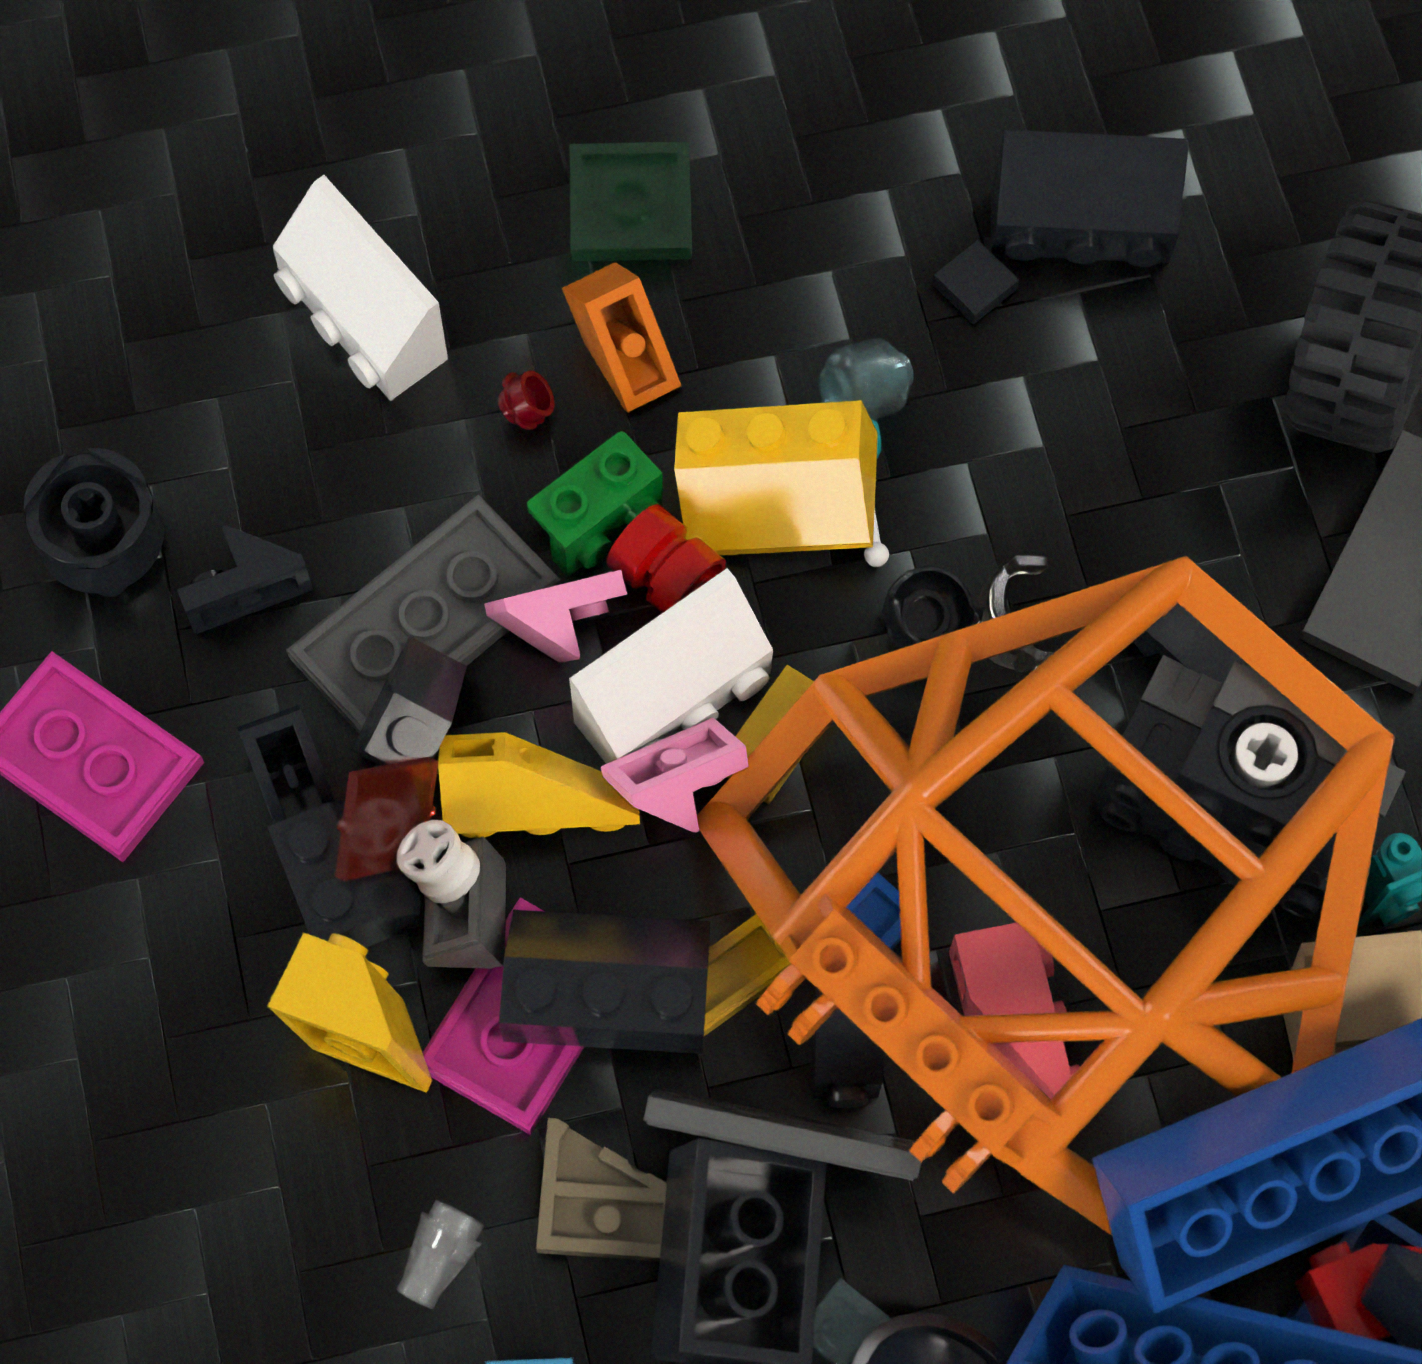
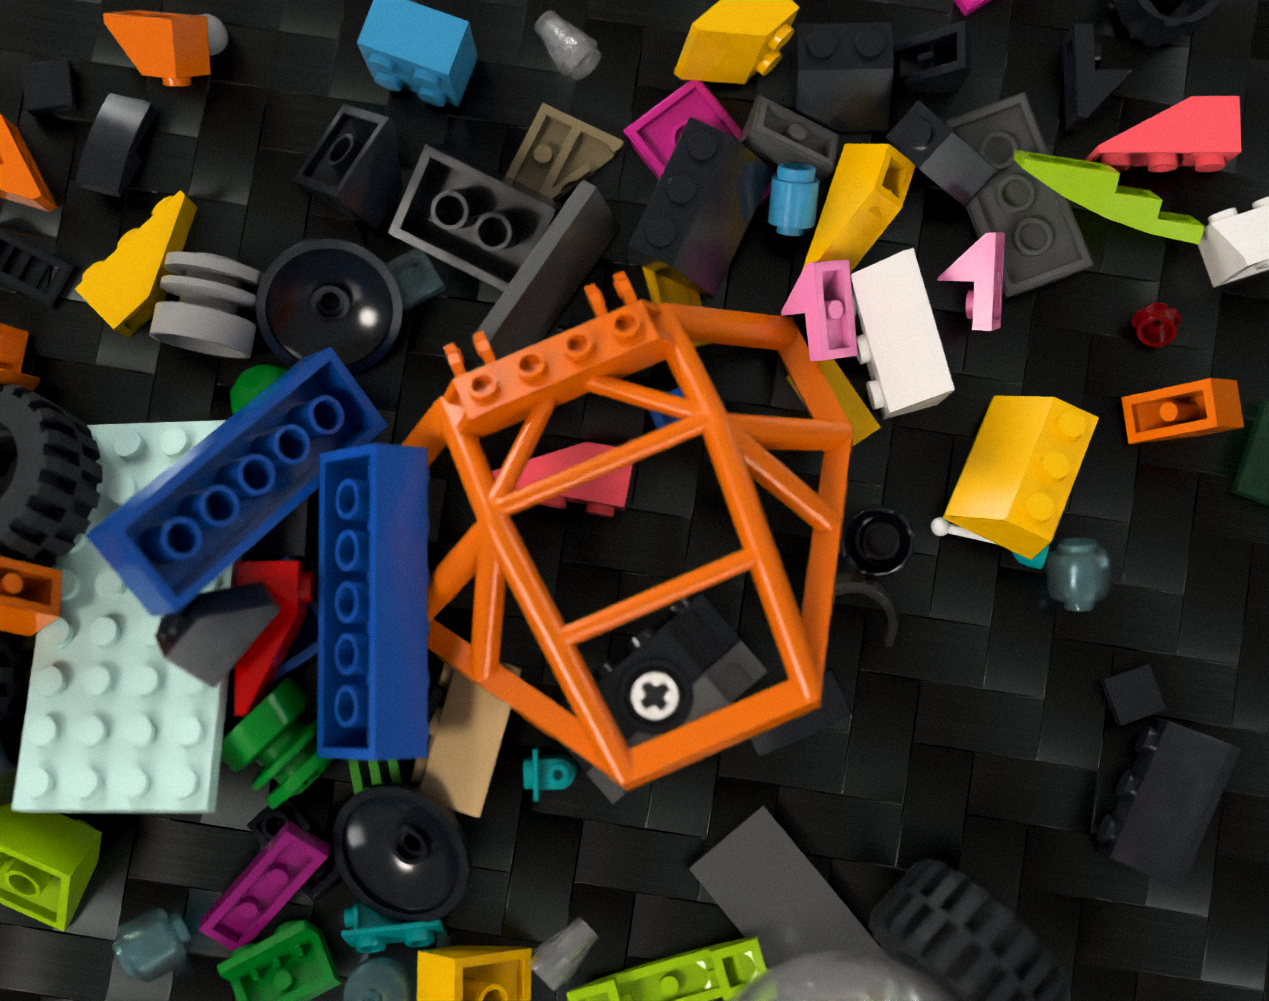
camera: 115 degrees right, 15 degrees up
(275, 454) = (1191, 133): none -> coral slope
(380, 812) = (864, 97): clear red piece -> none
(392, 510) = (1096, 189): none -> lime slope
(438, 861) = (824, 127): white wheel -> none
(540, 870) = (793, 198): none -> dark azure brick
(596, 502) = (1052, 338): green bracket -> none
(659, 556) = (995, 367): red wheel -> none

